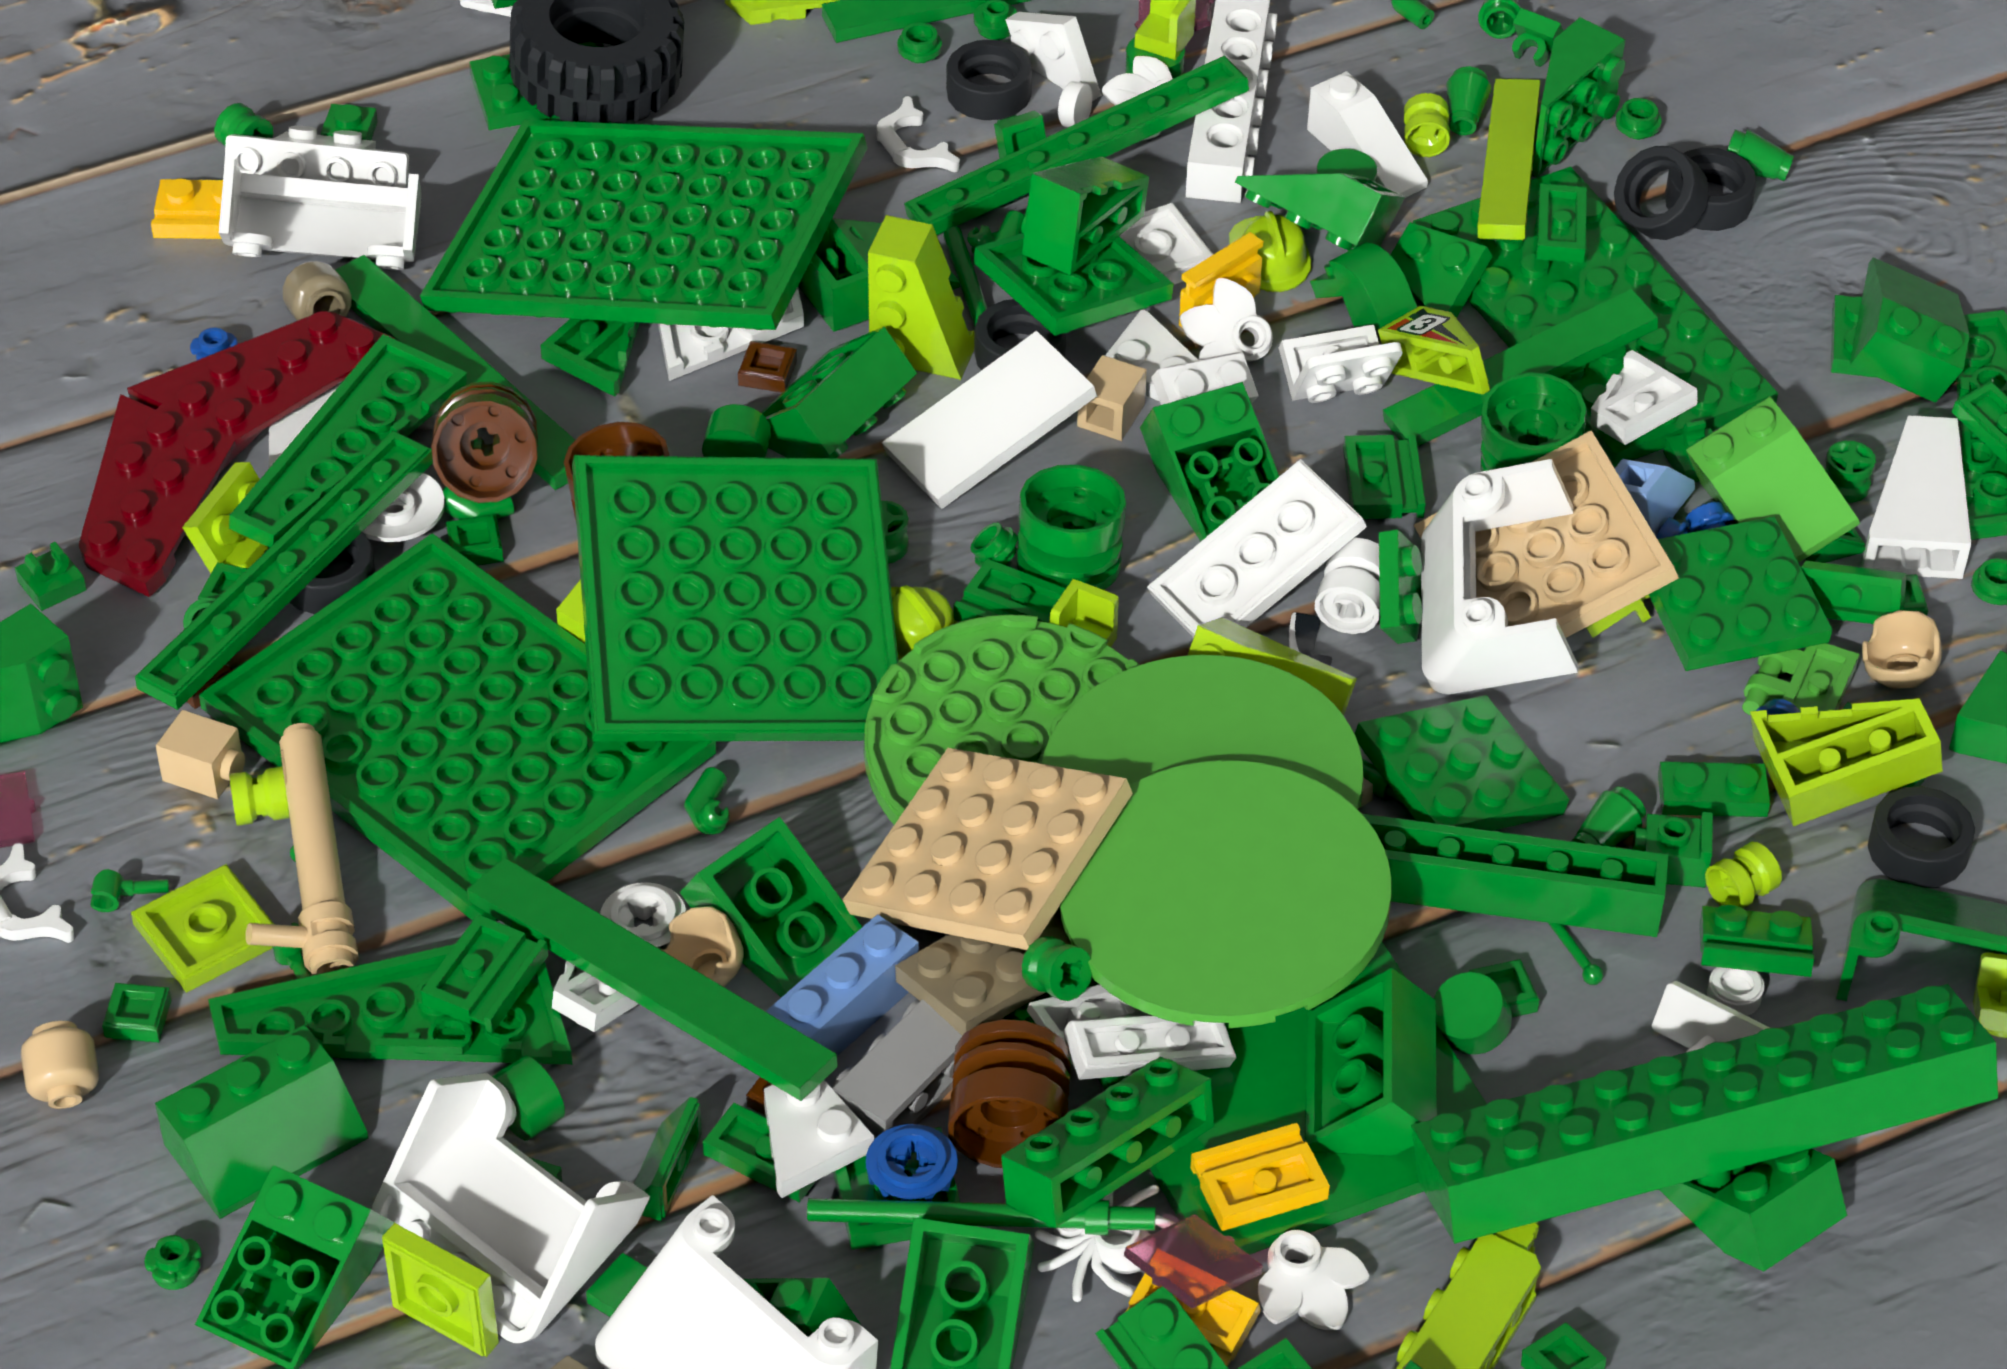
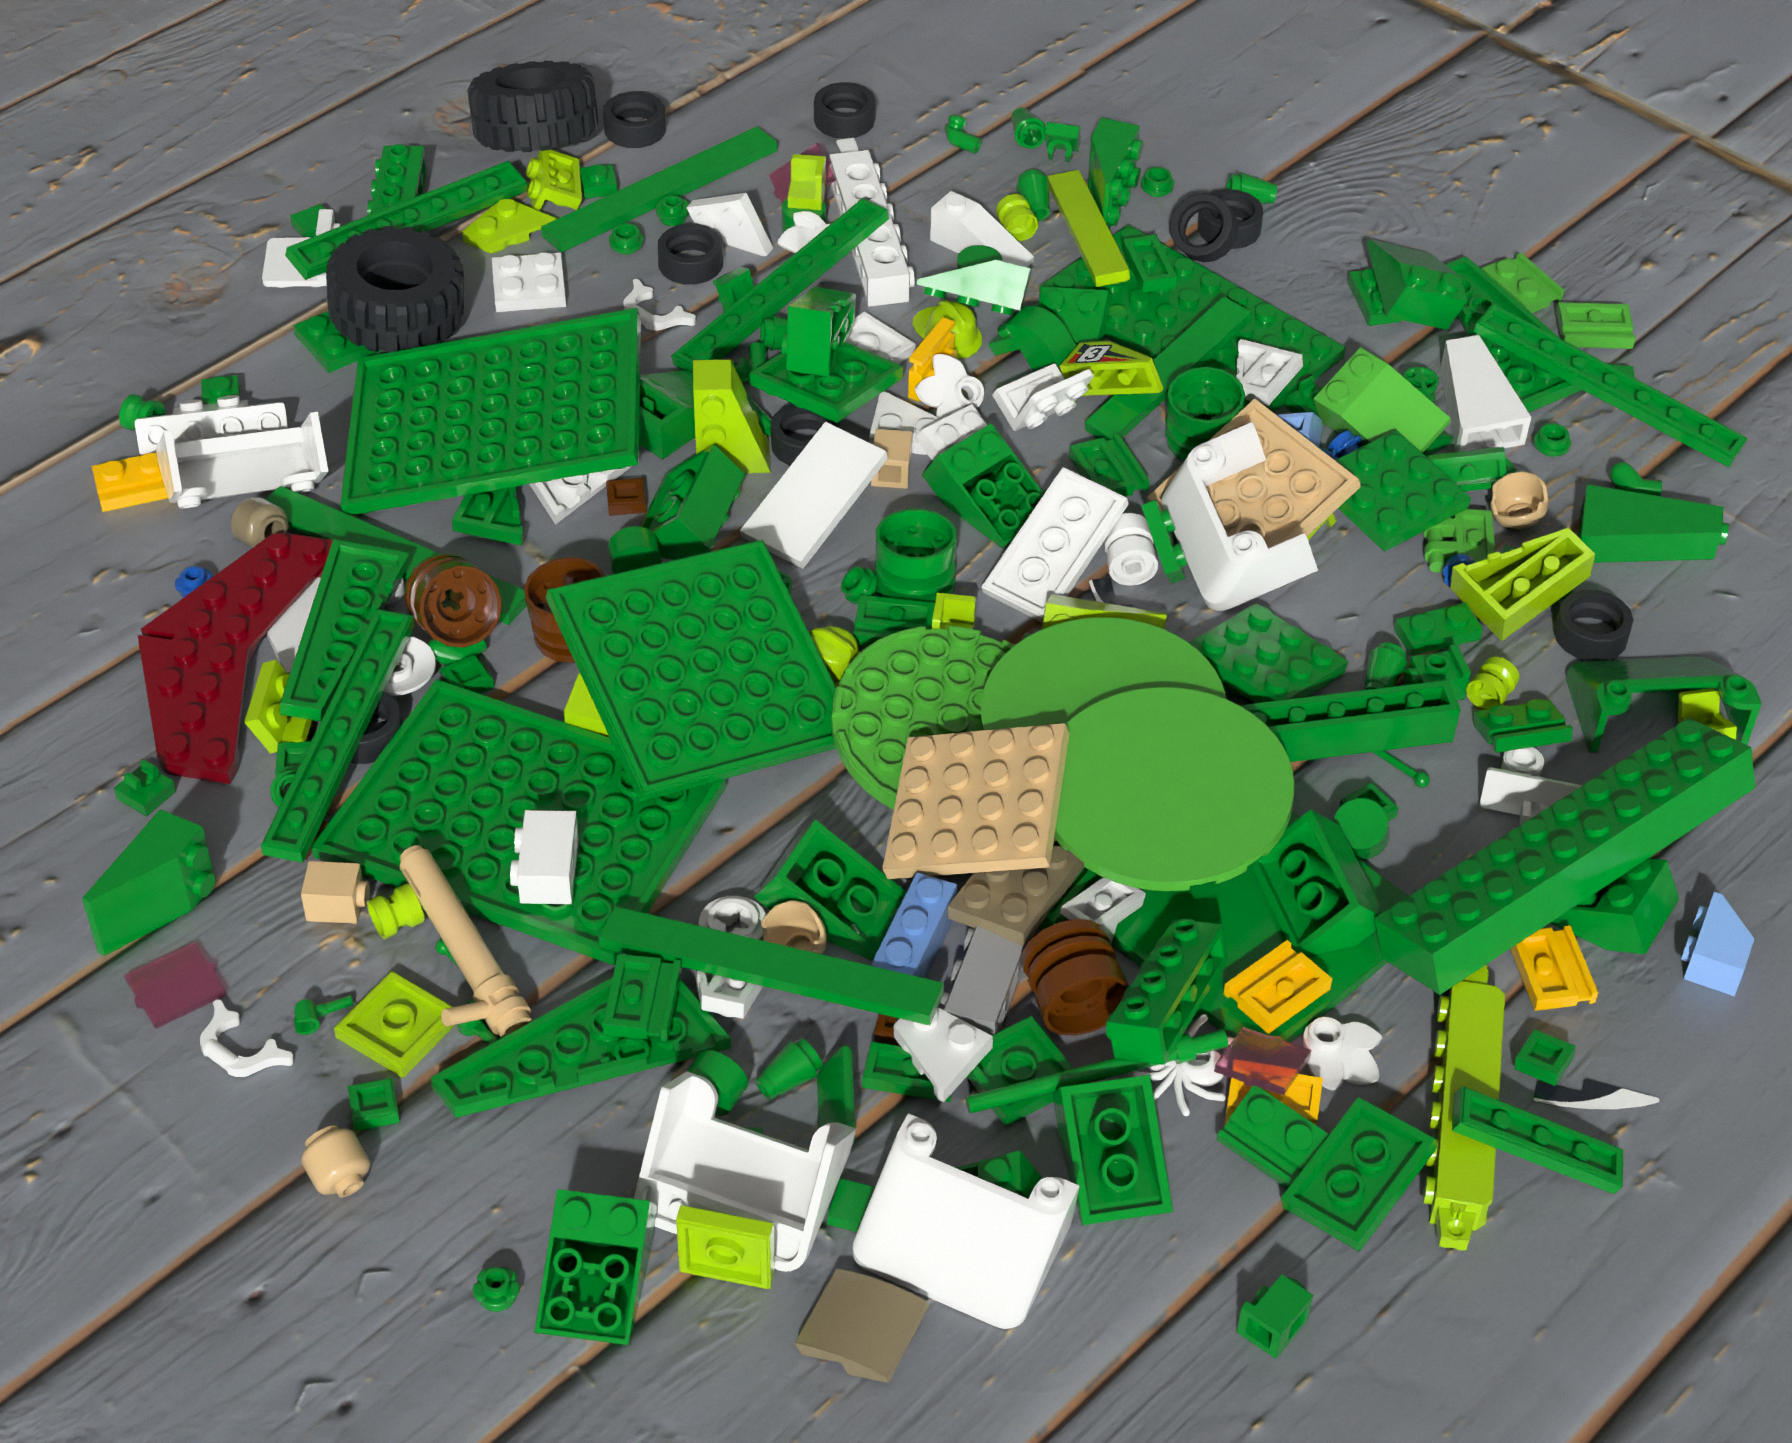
camera: 20 degrees left, 0 degrees up
(258, 1112) = (516, 1160): green slope -> none
(452, 778) = (546, 857): none -> white brick
(623, 1108) = (789, 1069): none -> green cone
(703, 804) = (735, 829): green arm -> none
(776, 71) = (528, 282): none -> white plate
(890, 1155) = (1039, 1036): blue gear -> none
(1056, 968) = (1073, 875): green wheel -> none
(1074, 103) = (762, 258): white tile -> none
(1128, 1043) = (1151, 914): white tile -> none
(1633, 1255) = (1554, 969): none -> yellow plate
(1865, 1292) = (1721, 949): none -> light blue slope

